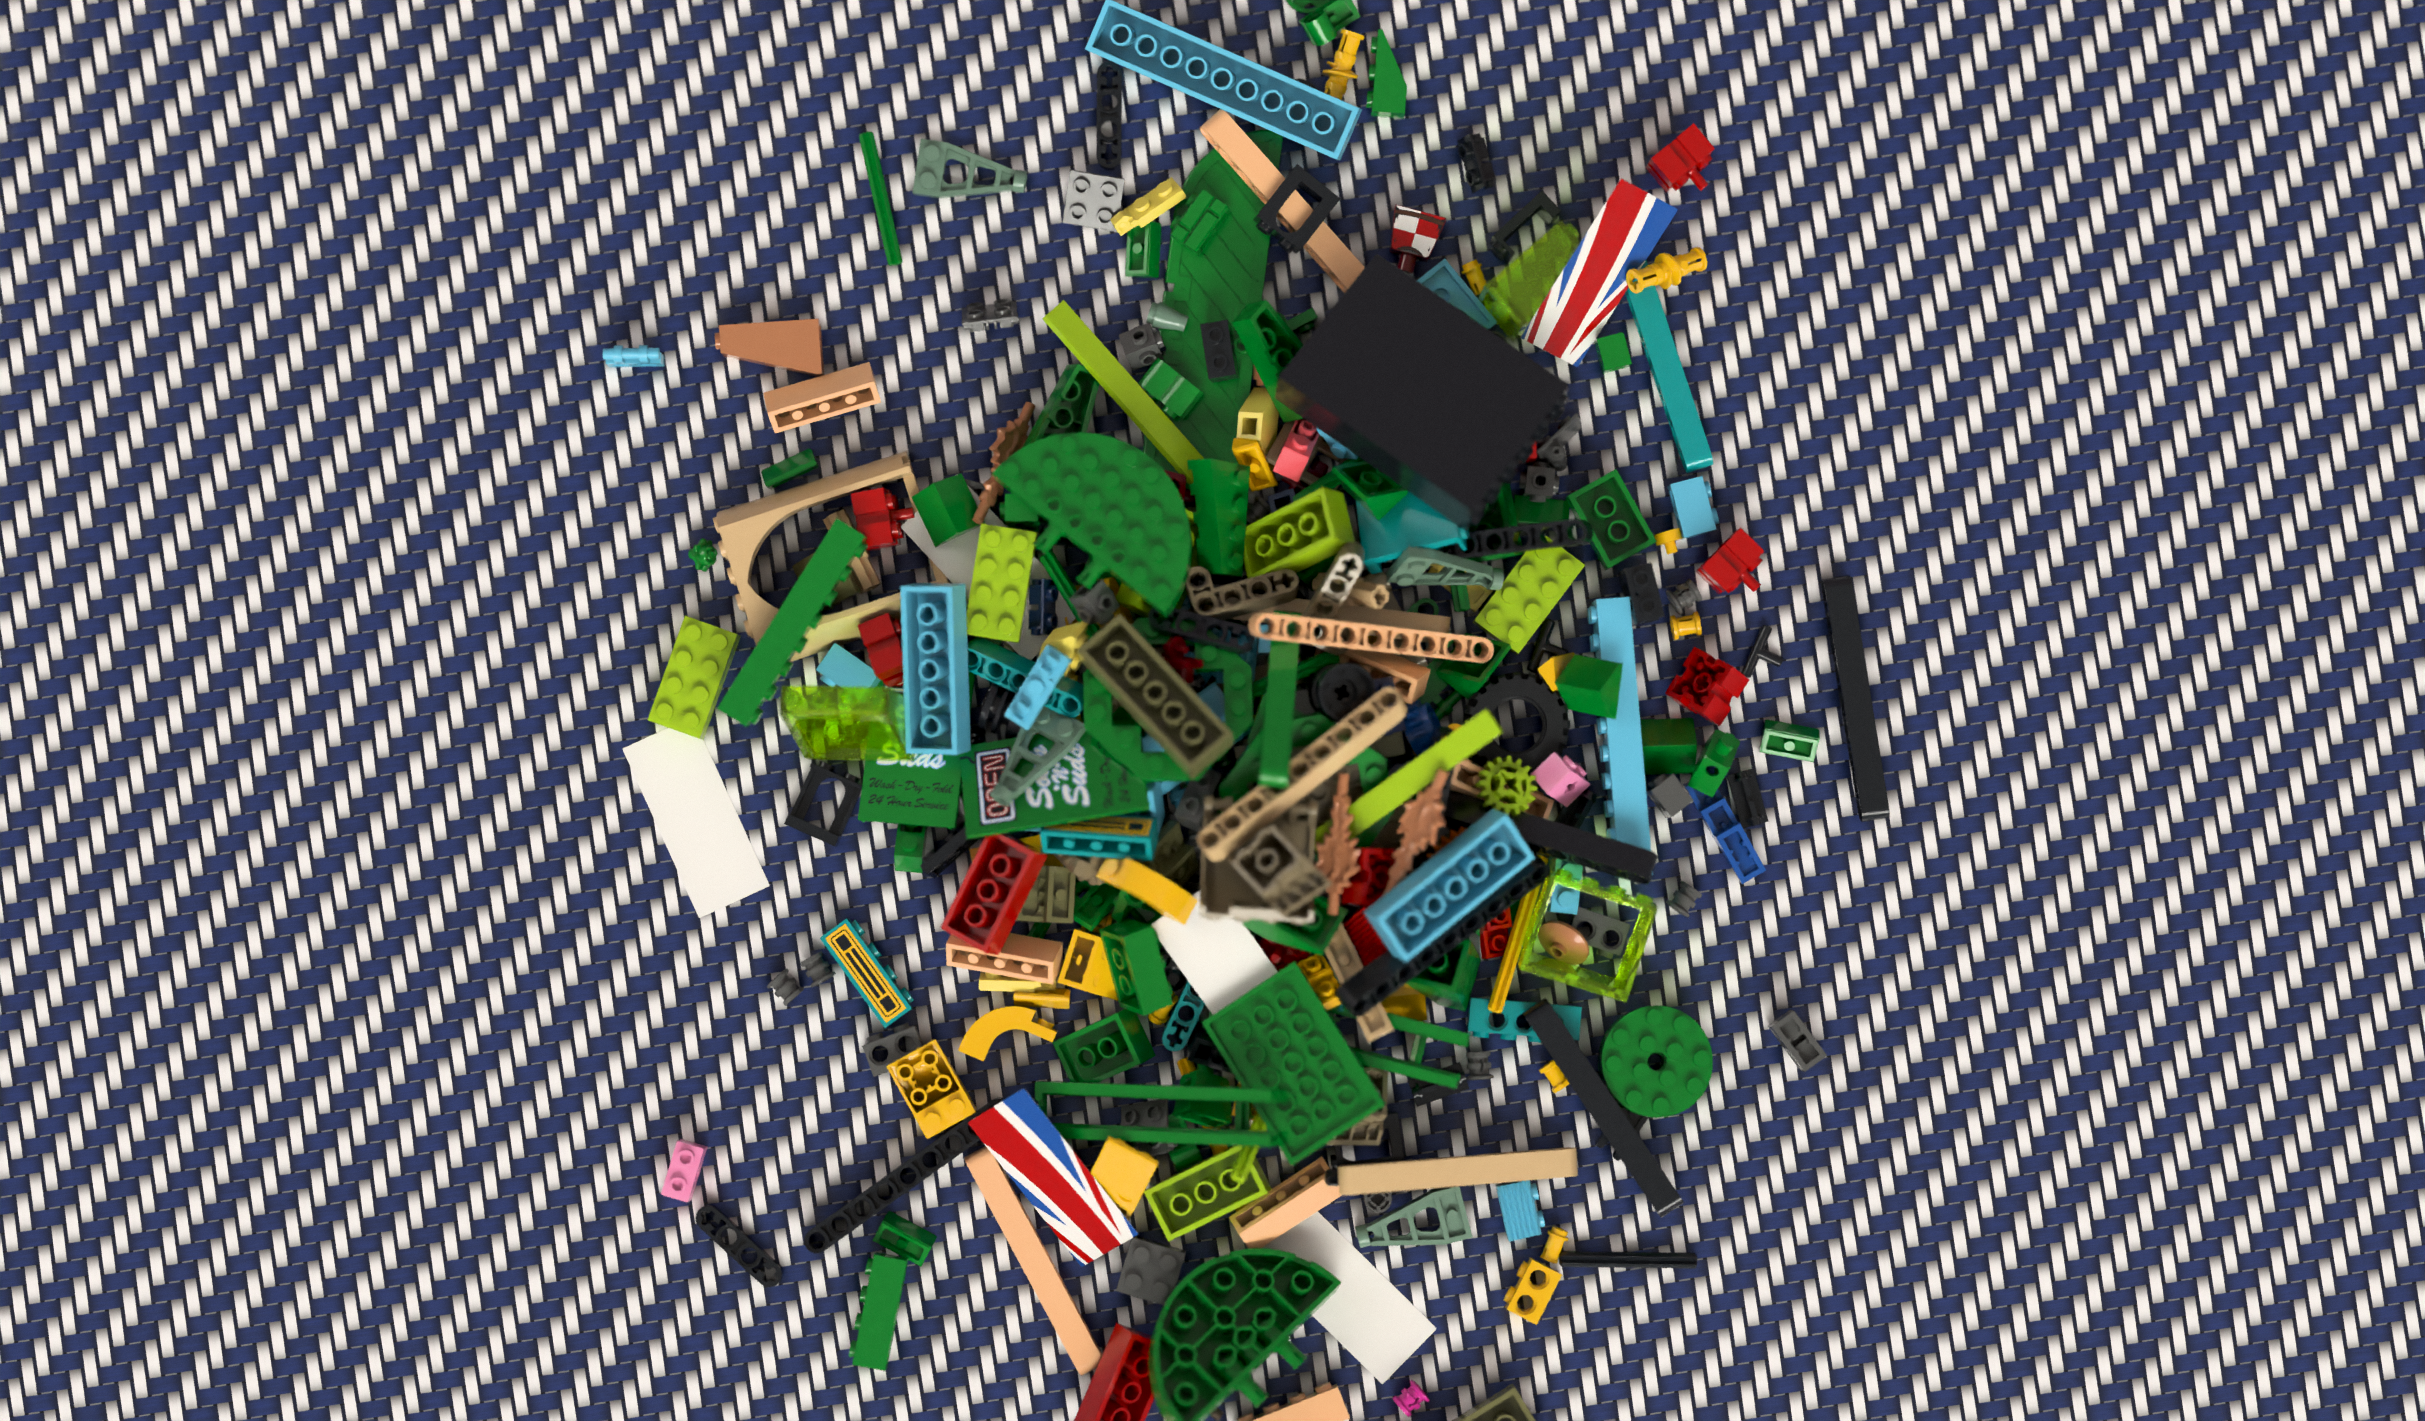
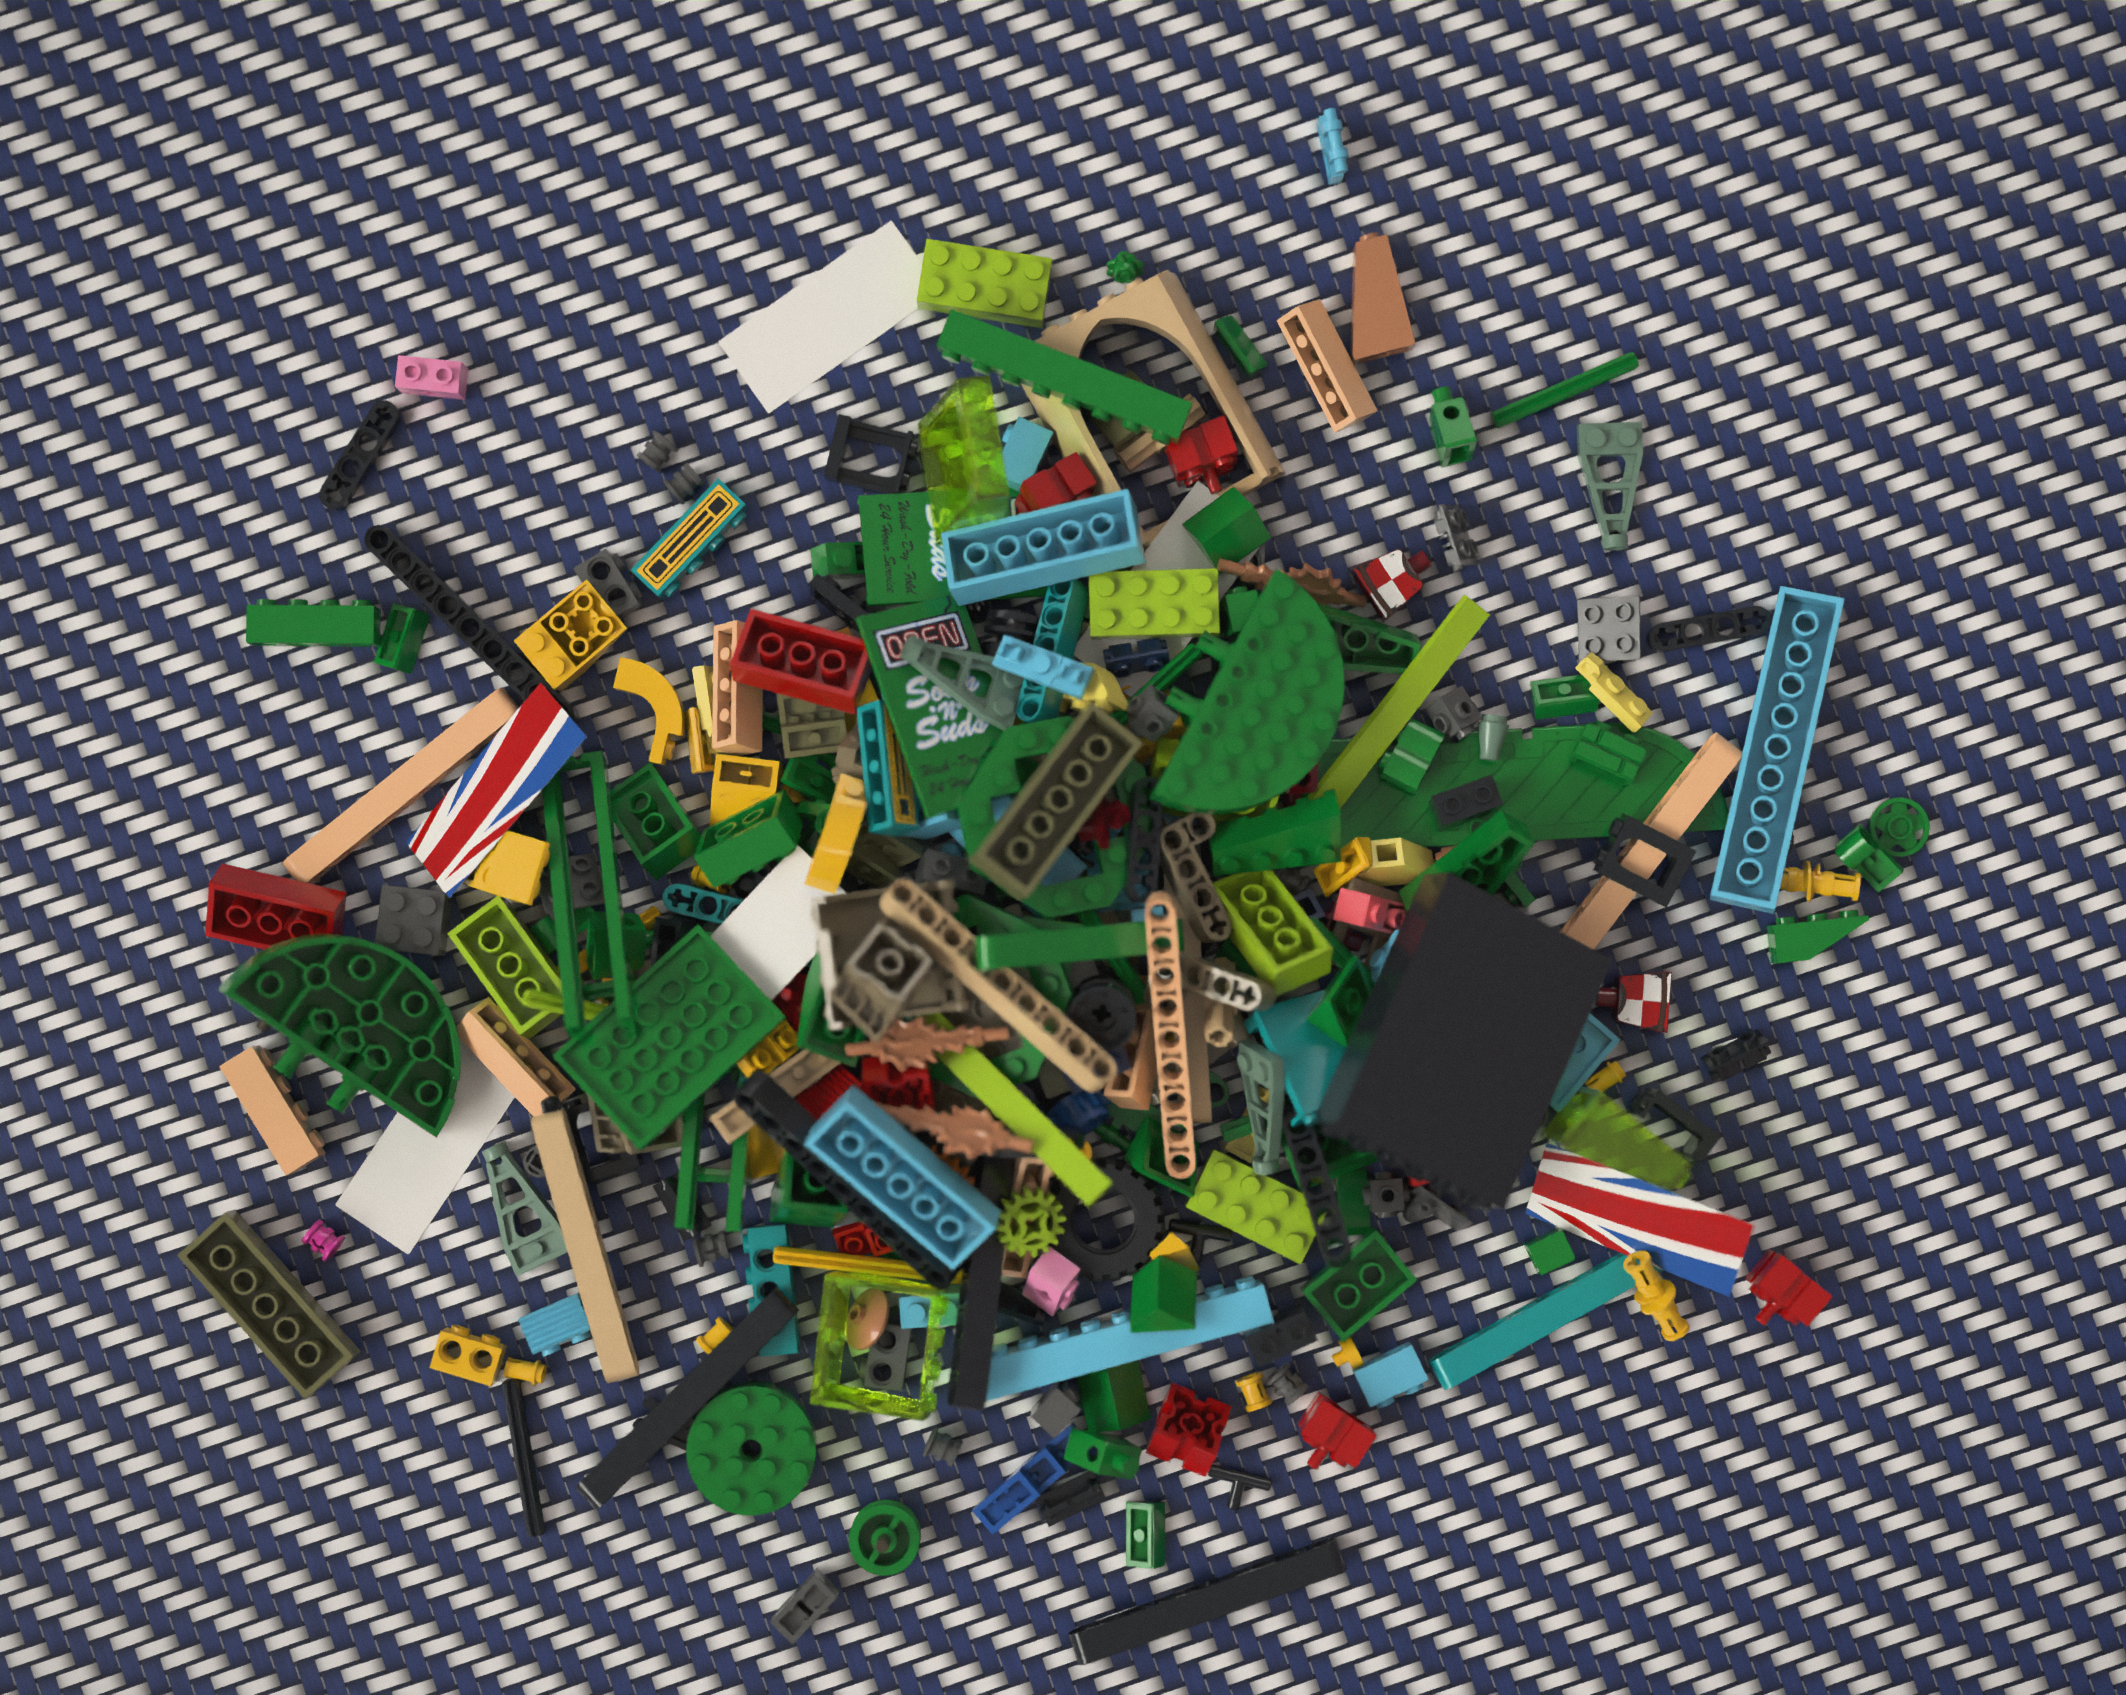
camera: 85 degrees right, 0 degrees up
(905, 299) = (1451, 428): none -> green torso
(1017, 378) = (1391, 580): none -> torso
(1751, 962) = (885, 1537): none -> green wheel

